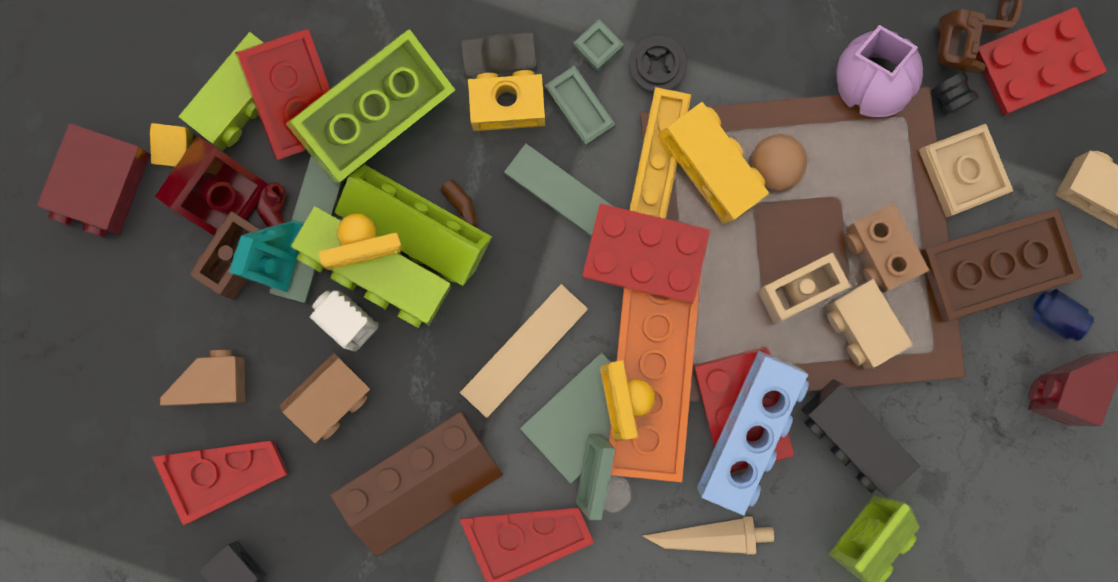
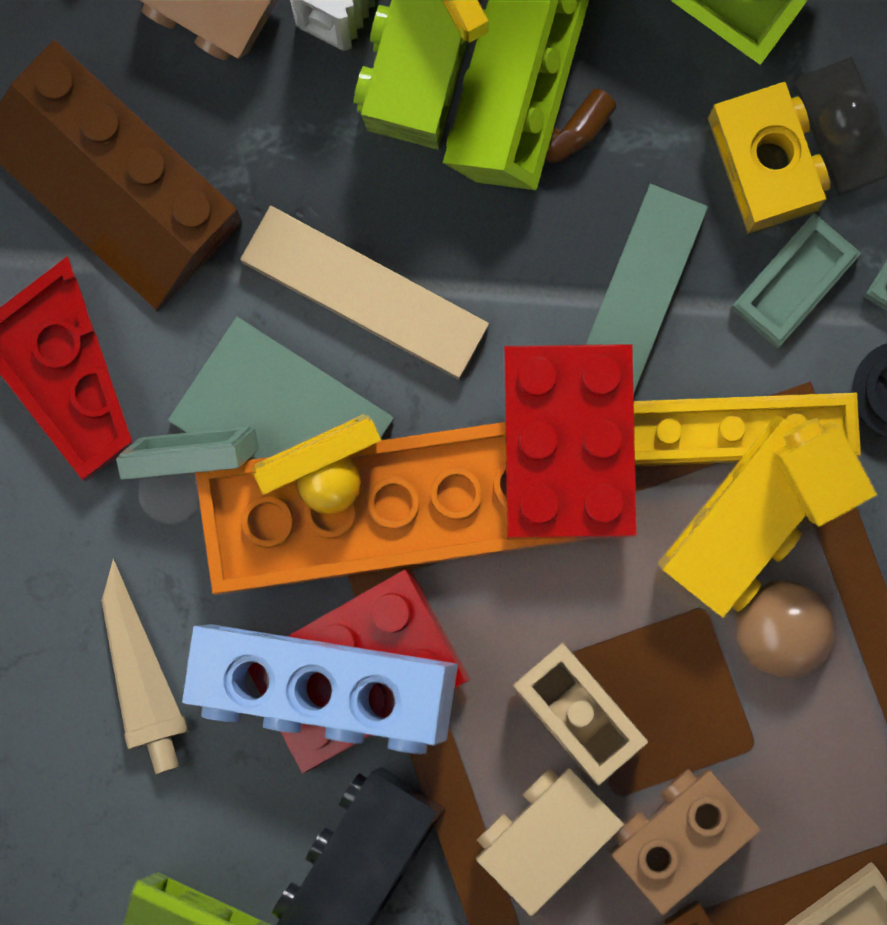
camera: 75 degrees right, 0 degrees up
(705, 112) = (823, 470): none -> yellow brick

